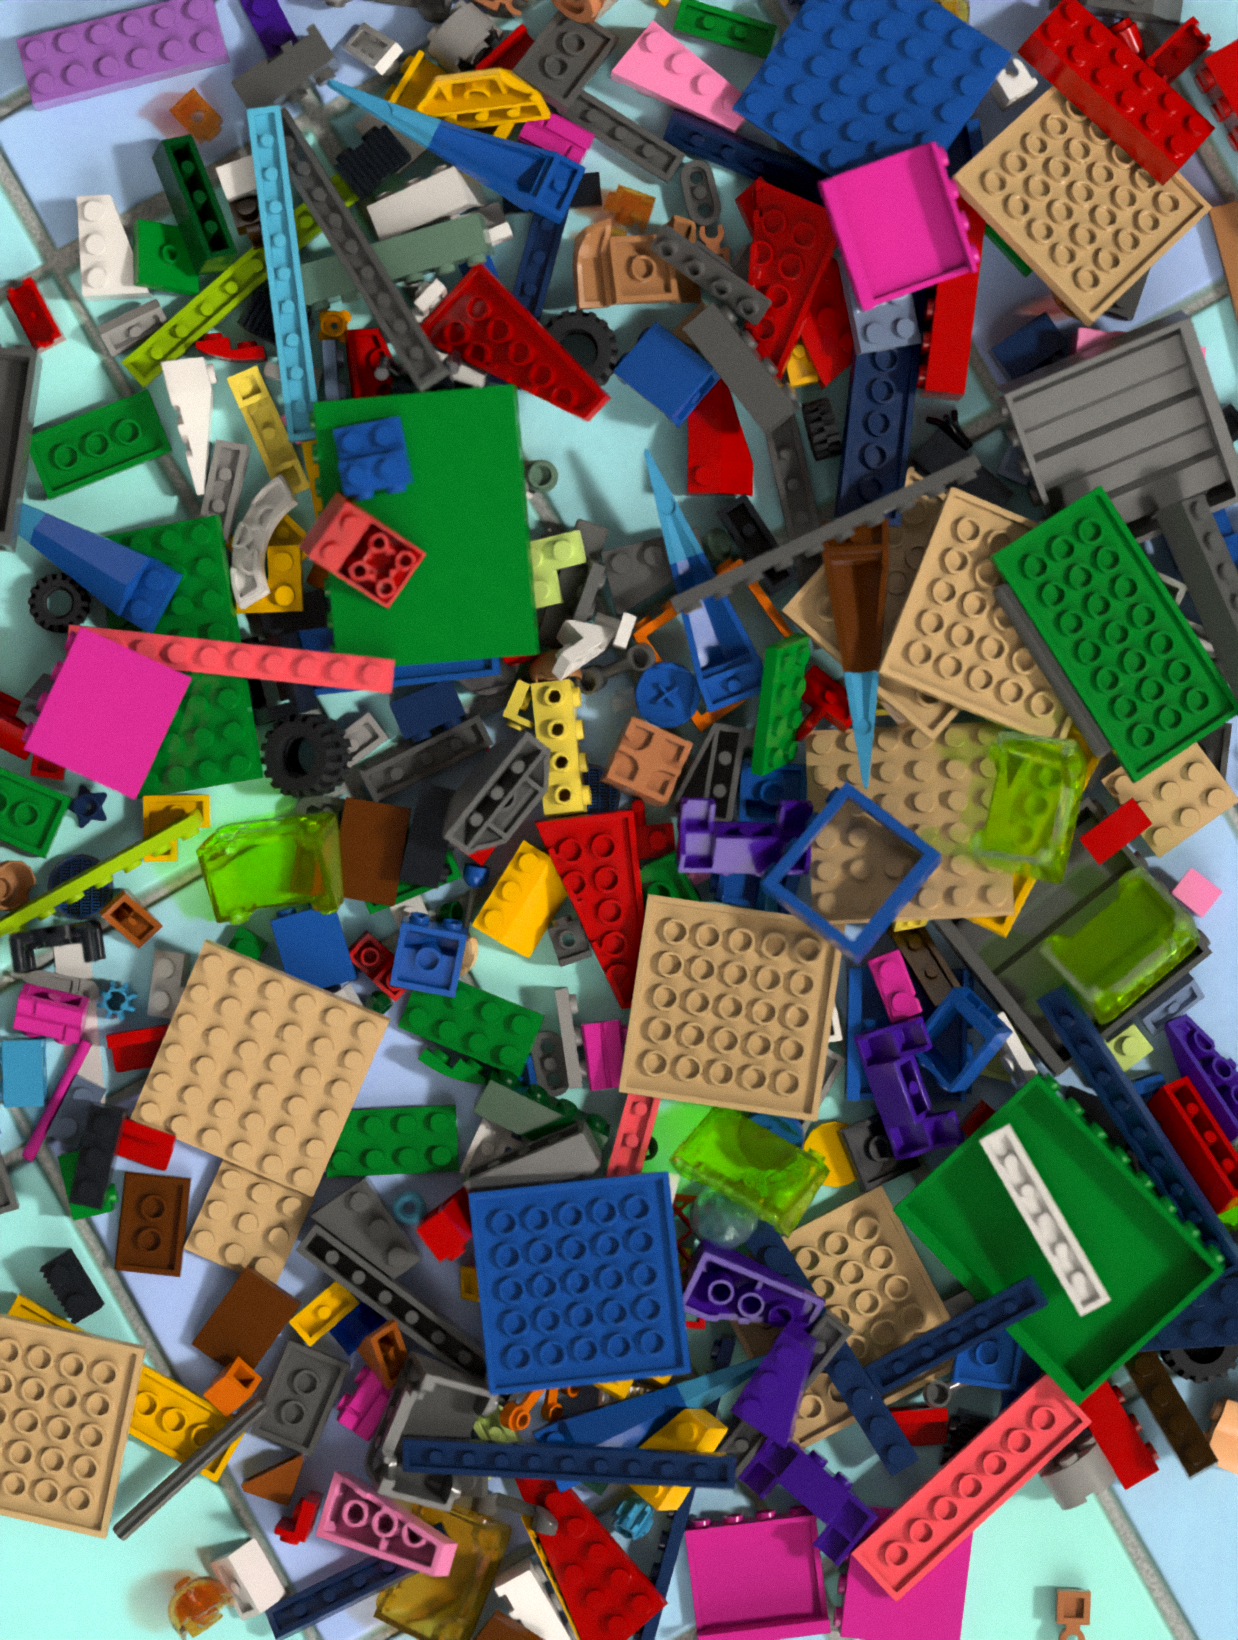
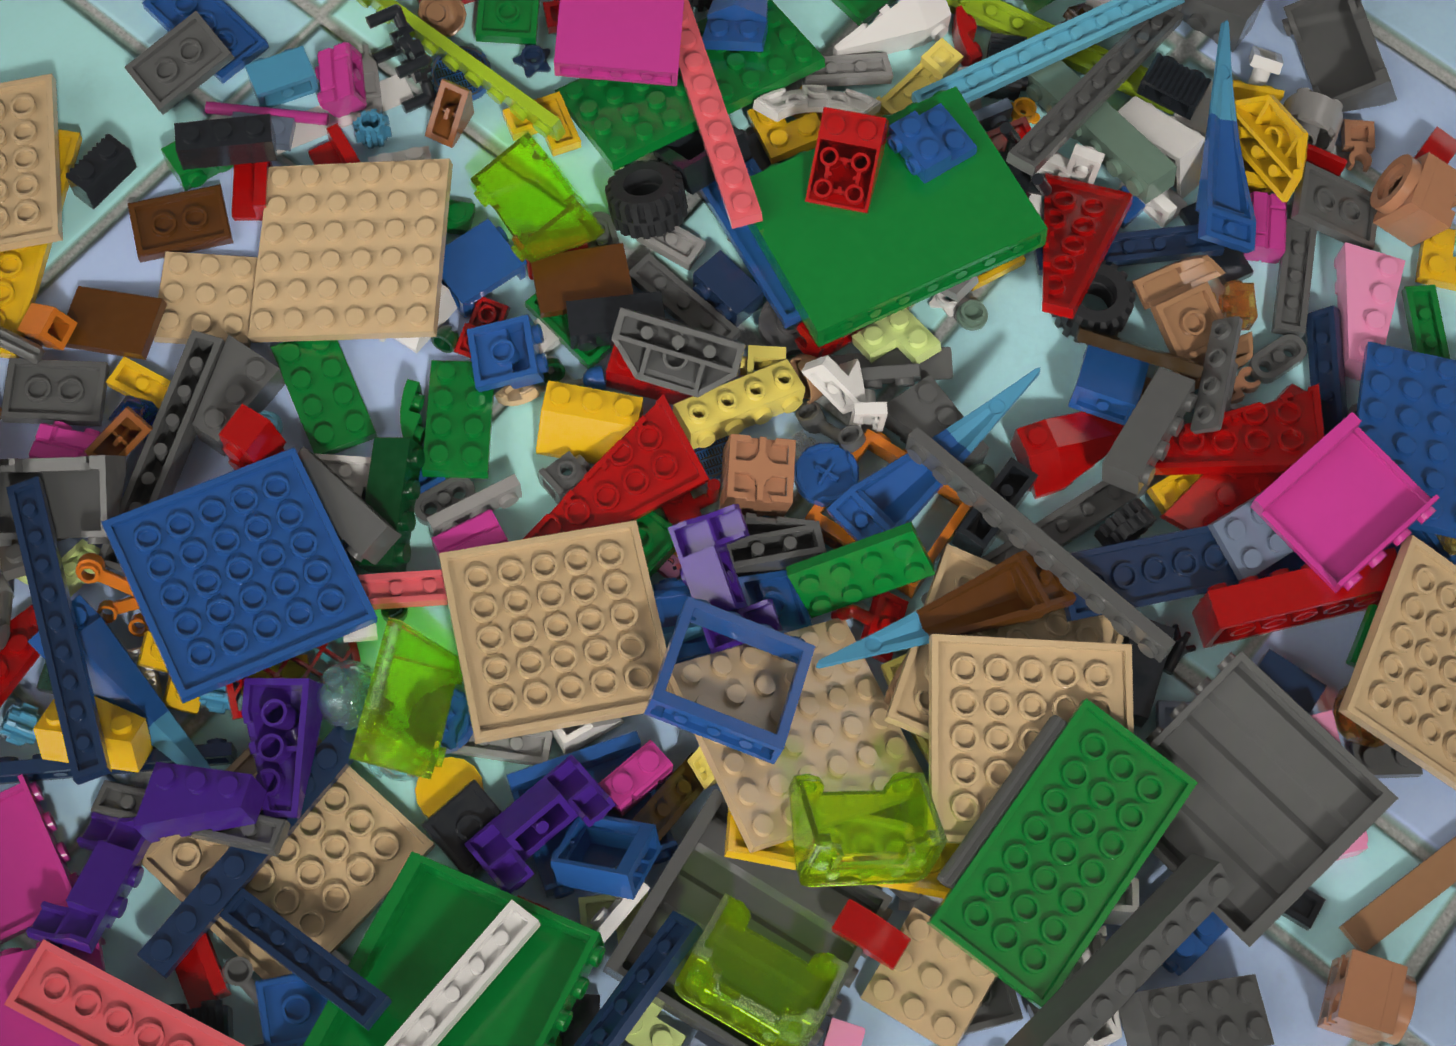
camera: 60 degrees right, 20 degrees down
(656, 338) = (1139, 352): none -> dark brown tile

